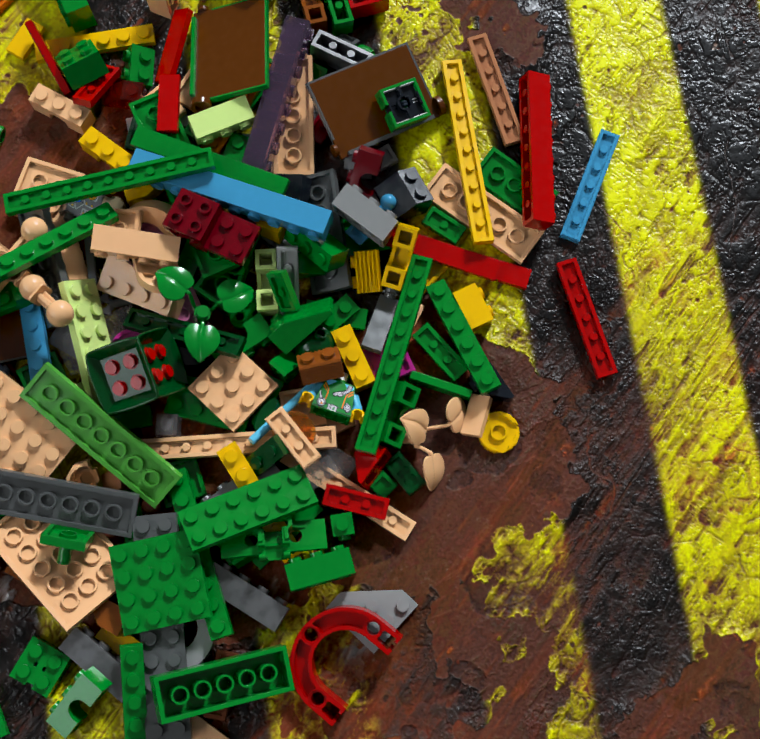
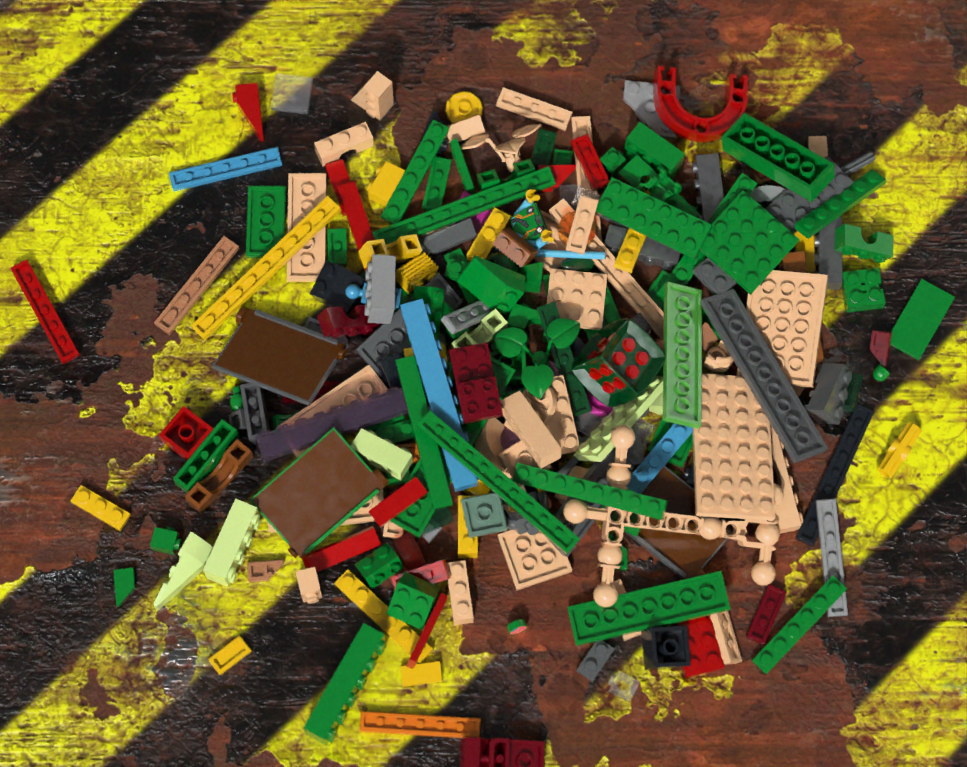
camera: 125 degrees left, 5 degrees down
(67, 540) = (769, 321): green tile -> none
(100, 158) = (483, 515): none -> sand green tile
(267, 455) = (606, 235): dark green plate -> none
(283, 290) = (480, 309): green plate -> none
(403, 104) = (269, 329): piece -> none
(451, 495) = (534, 109): none -> light nougat plate
(536, 151) = (229, 218): red brick -> none
(539, 297) = (334, 146): none -> light nougat arch
(565, 352) = (375, 96): none -> light nougat wedge
(586, 318) = (333, 104): red plate -> none
(624, 291) = (291, 93): none -> clear tile
(635, 243) = (249, 106): none -> red slope

